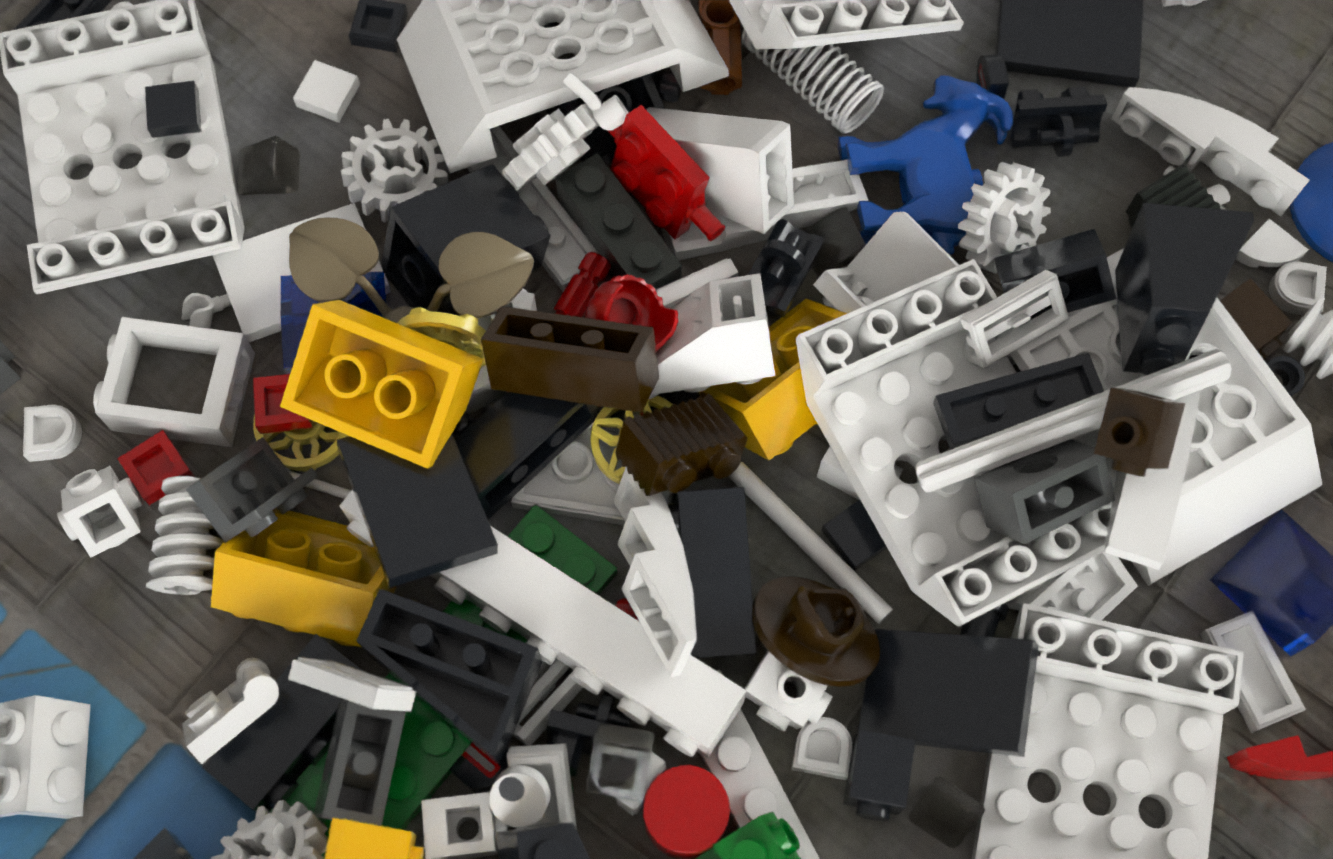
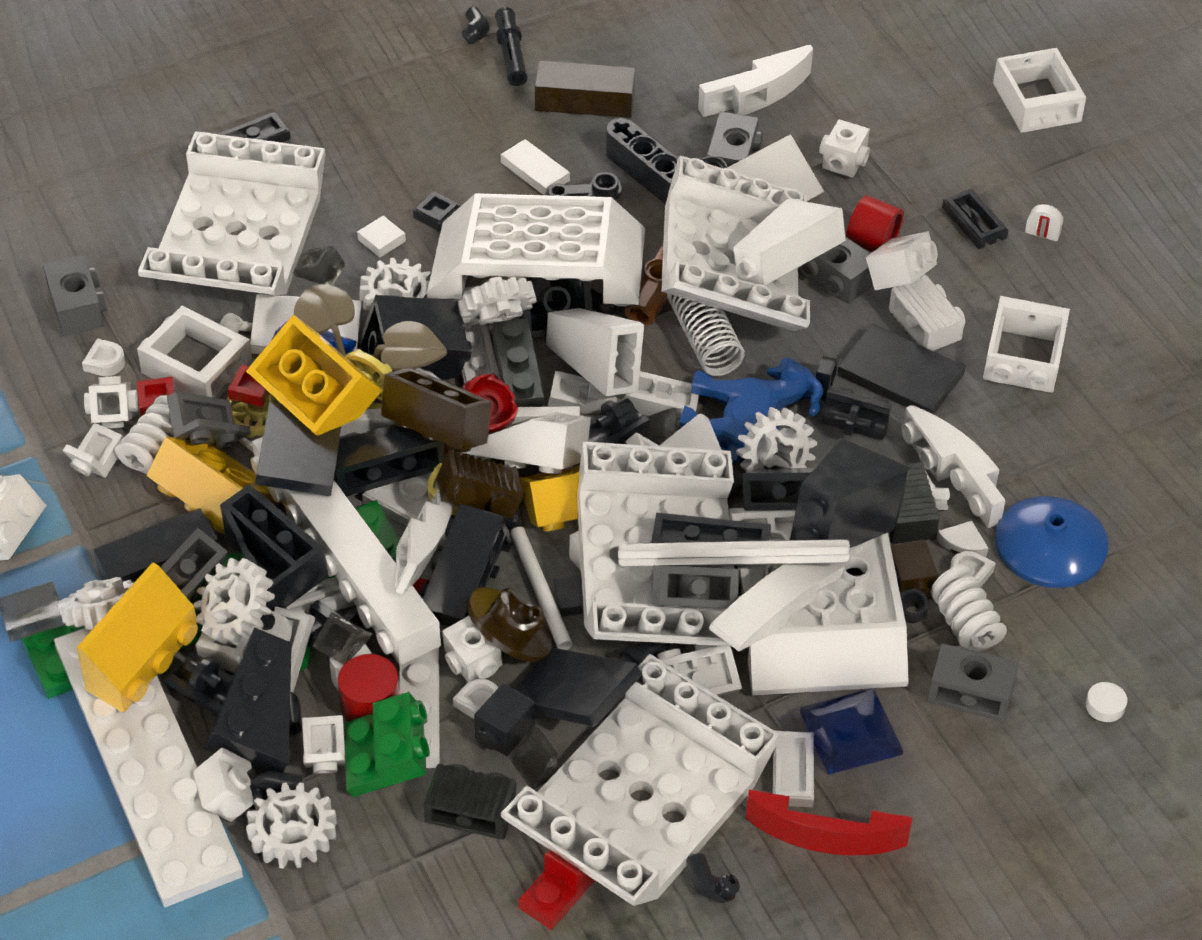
camera: 25 degrees right, 20 degrees down
(117, 594) = (95, 452): none -> white bracket
(173, 109) = (277, 209): black tile -> none
(220, 718) = (117, 525): white plate -> none
(352, 684) = (211, 525): white tile -> none
(455, 786) = (234, 601): none -> white gear
(607, 114) = (538, 289): white hand -> none
(662, 176) = (557, 340): red plate -> none
(1012, 311) = (706, 496): white tile -> none
(1138, 431) = (761, 558): dark brown brick -> none

